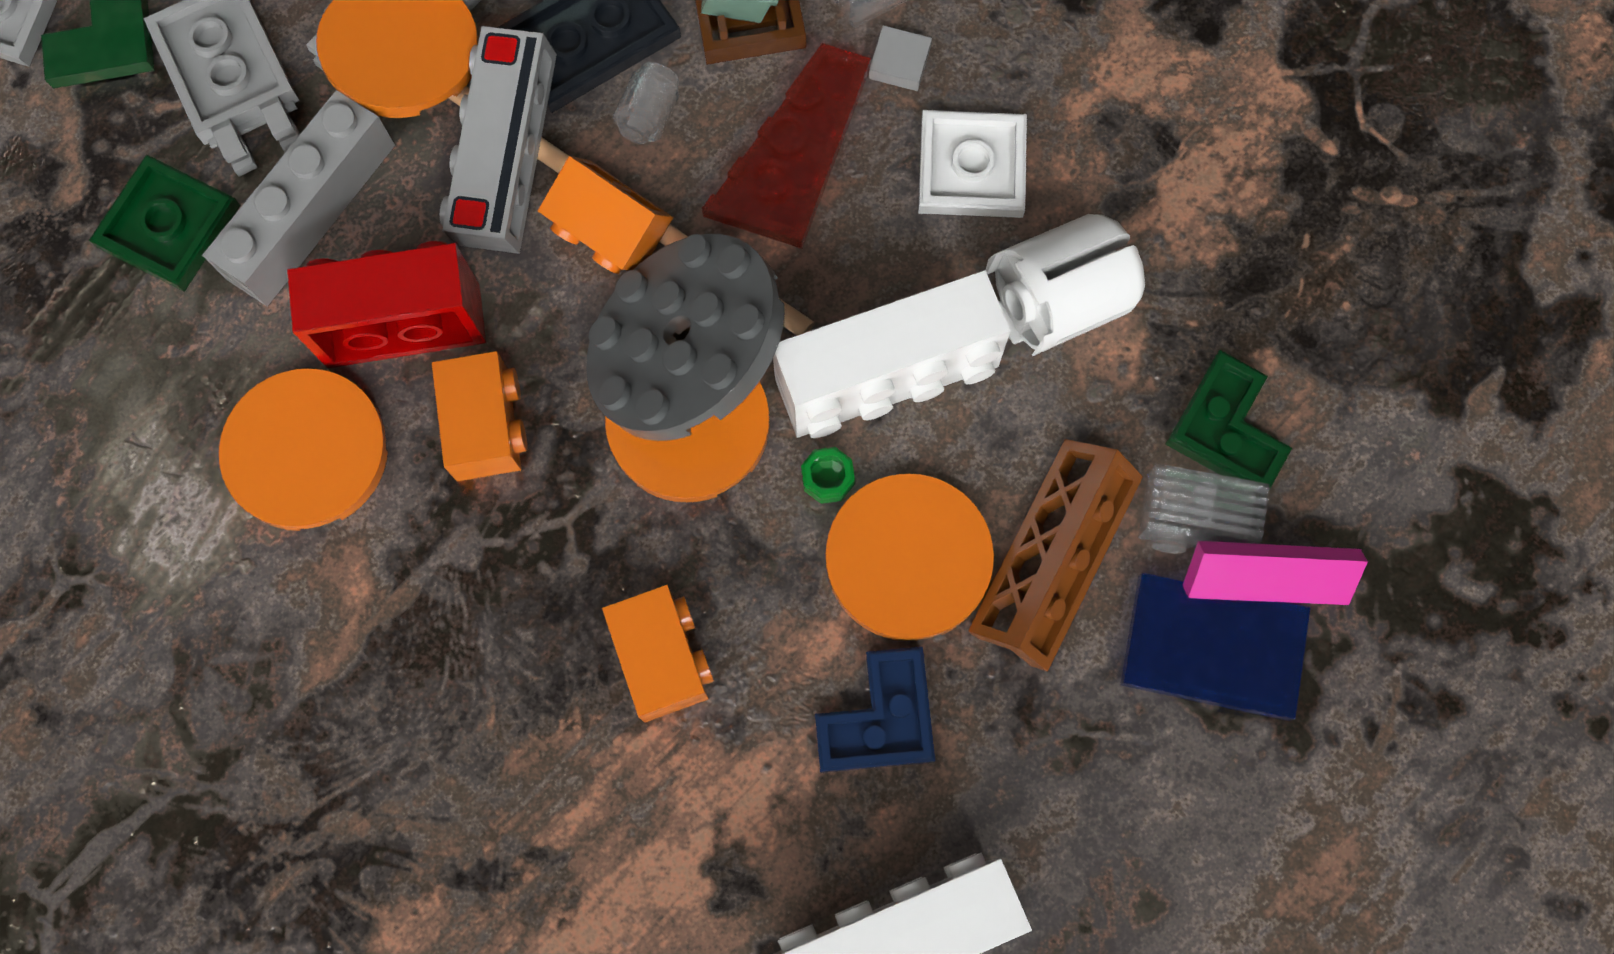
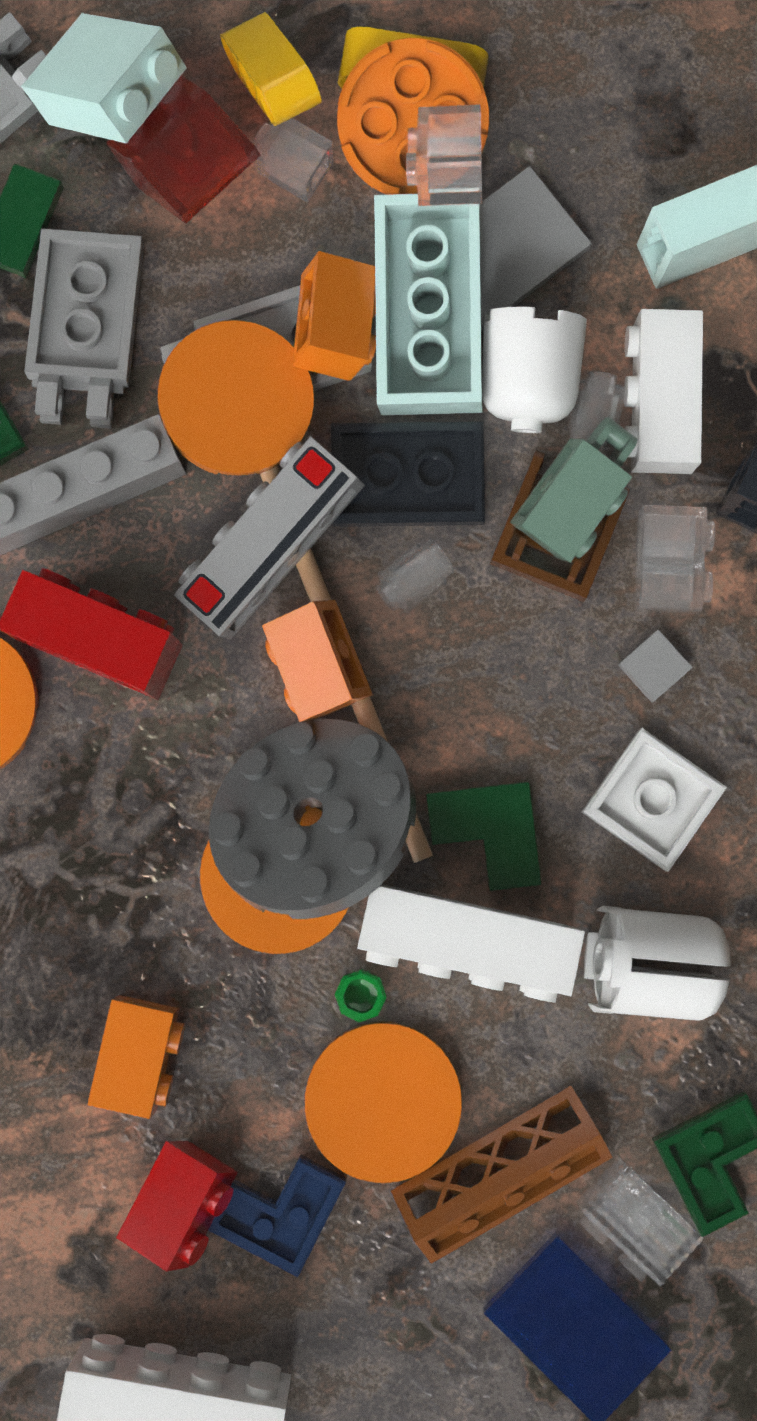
camera: 30 degrees right, 10 degrees up
(478, 416) = (112, 768): orange brick -> none
(782, 759) = (178, 1206): none -> red brick
(790, 162) = (498, 705): clear red wing -> none
(844, 257) = (498, 816): none -> dark green tile
(1274, 573) = (659, 1309): dark pink tile -> none

